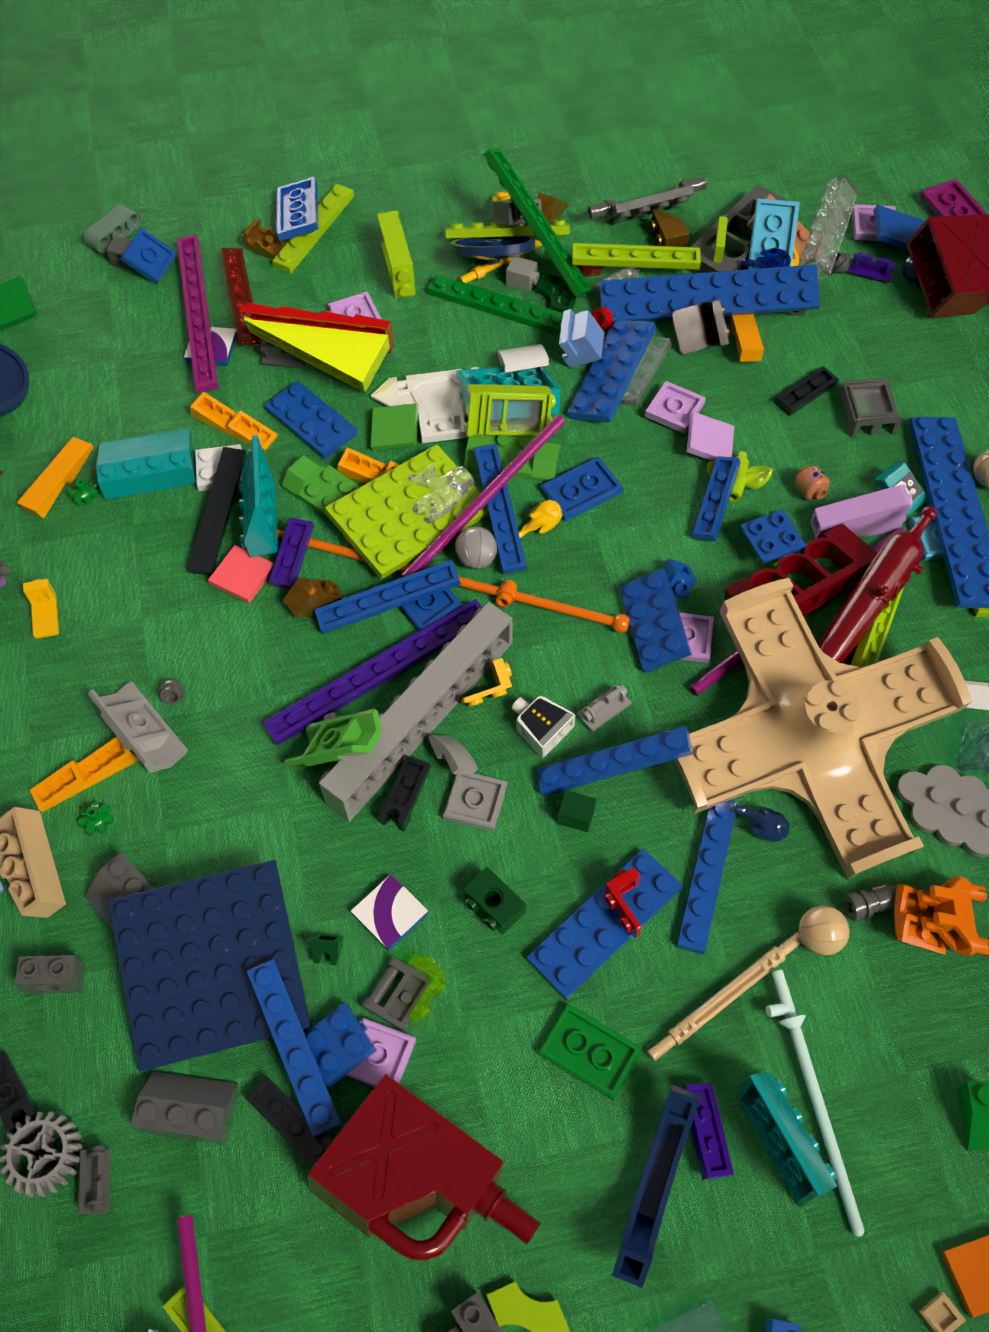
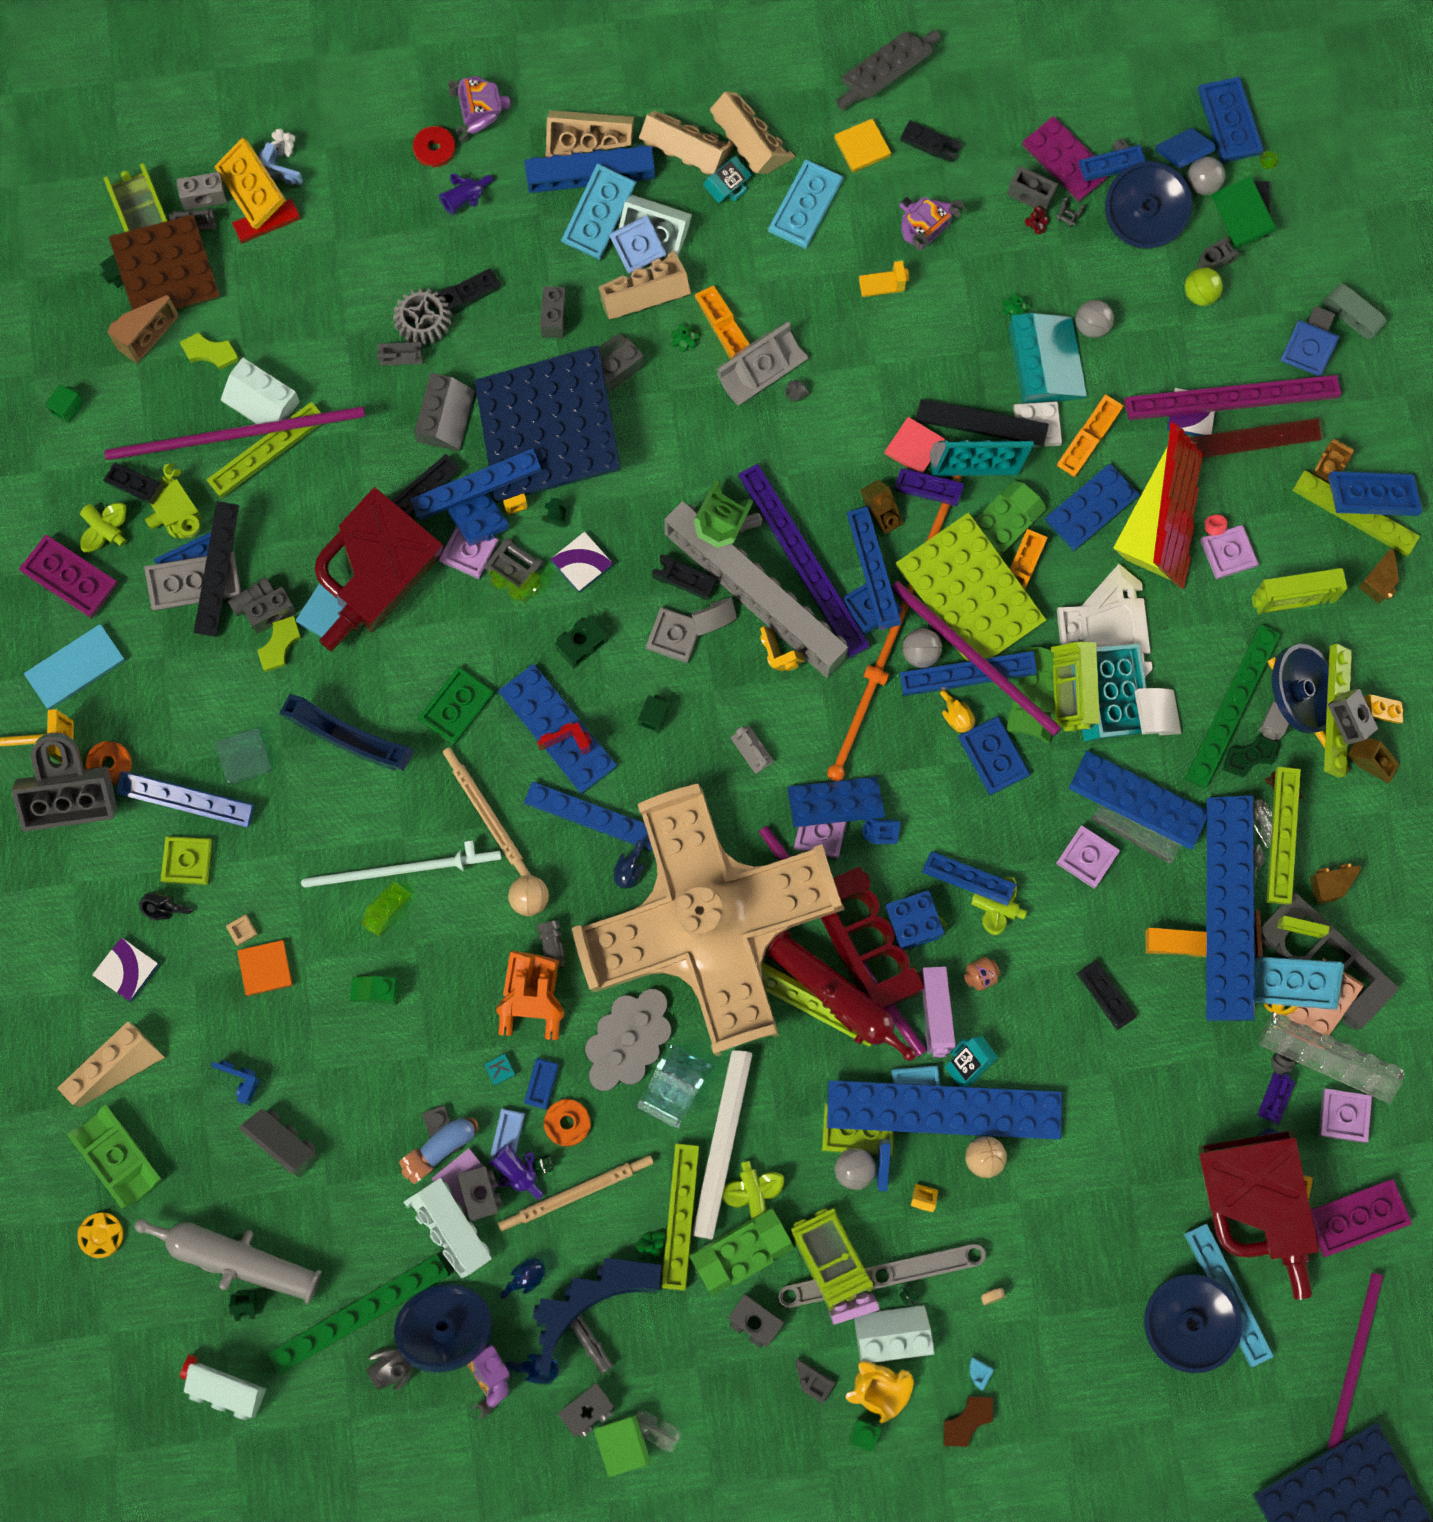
camera: 90 degrees right, 15 degrees up
(44, 329) = (1220, 254): none -> dark grey piece
(60, 471) = (1034, 282): light orange slope -> none
(77, 333) = (1203, 286): none -> lime piece
(105, 417) = (1094, 318): none -> light grey piece
(316, 998) = (515, 504): none -> yellow tile
(375, 202) = (1382, 579): none -> pearl gold slope
(394, 427) = (1074, 583): bright green tile -> none
(447, 493) = (972, 619): clear piece -> none
(479, 1252) = (319, 612): none -> medium azure tile
(534, 217) = (1323, 729): green plate -> none
(542, 723) = (738, 693): torso -> none
(580, 338) = (1171, 766): medium blue plate -> none
(603, 317) = (1209, 796): red tile -> none
(615, 761) = (687, 743): blue plate -> none
(636, 208) = (1371, 863): dark grey plate -> none
(700, 326) = (1187, 891): bracket -> none
(709, 437) = (1043, 884): lavender tile -> none
(709, 1135) = (385, 782): dark purple plate -> none
(773, 258) = (1268, 980): clear blue piece -> none
(785, 1138) = (370, 834): teal slope -> none
(869, 404) = (1078, 1052): dark grey window -> none
(872, 1110) = (383, 907): none -> clear neon green bracket
(895, 226) = (1325, 1141): blue tile -> none

